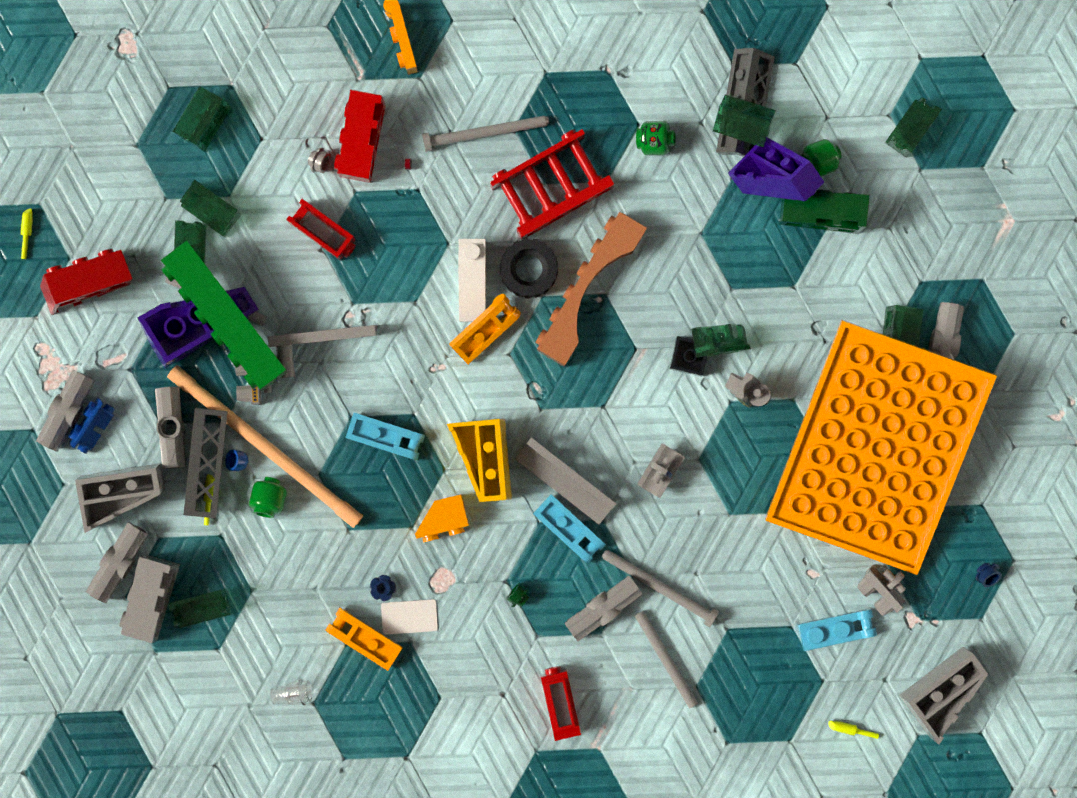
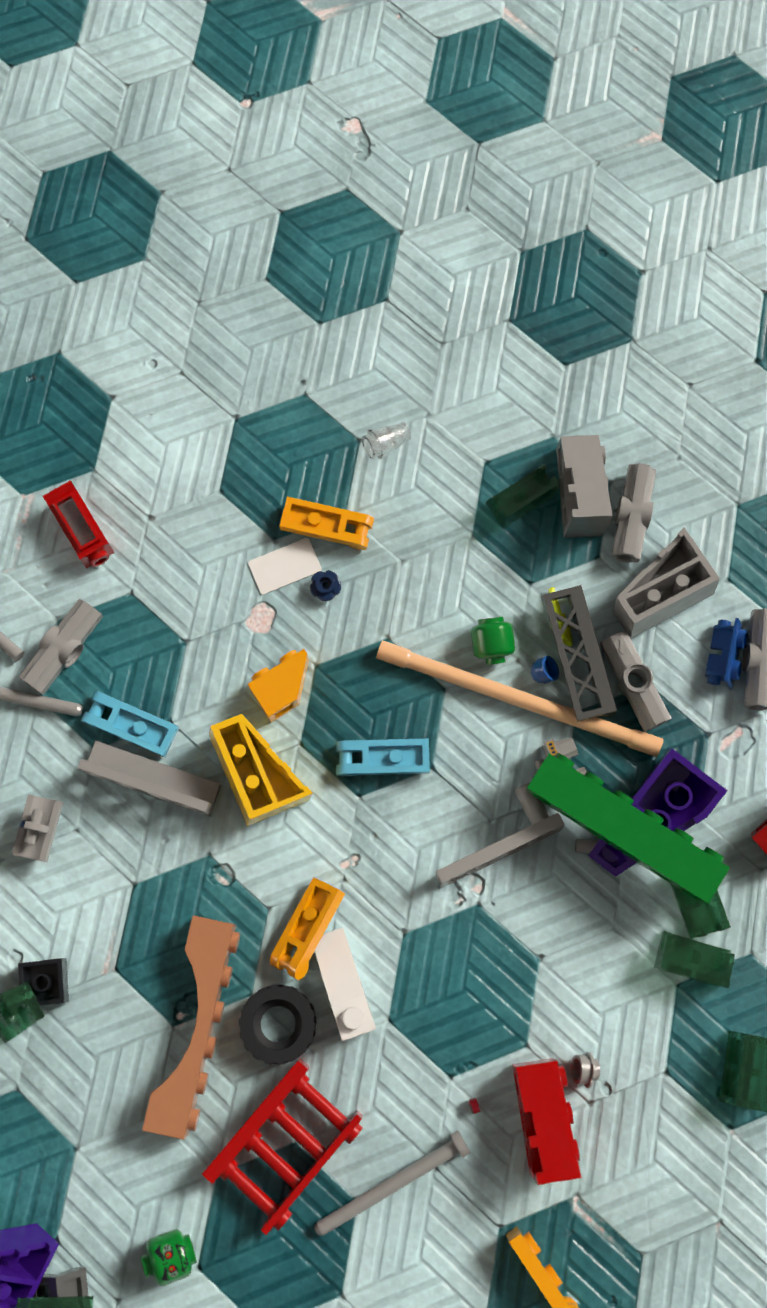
camera: 165 degrees right, 10 degrees down
(322, 230) = (548, 980): window -> none
(518, 595) = (165, 628): dark green plate -> none

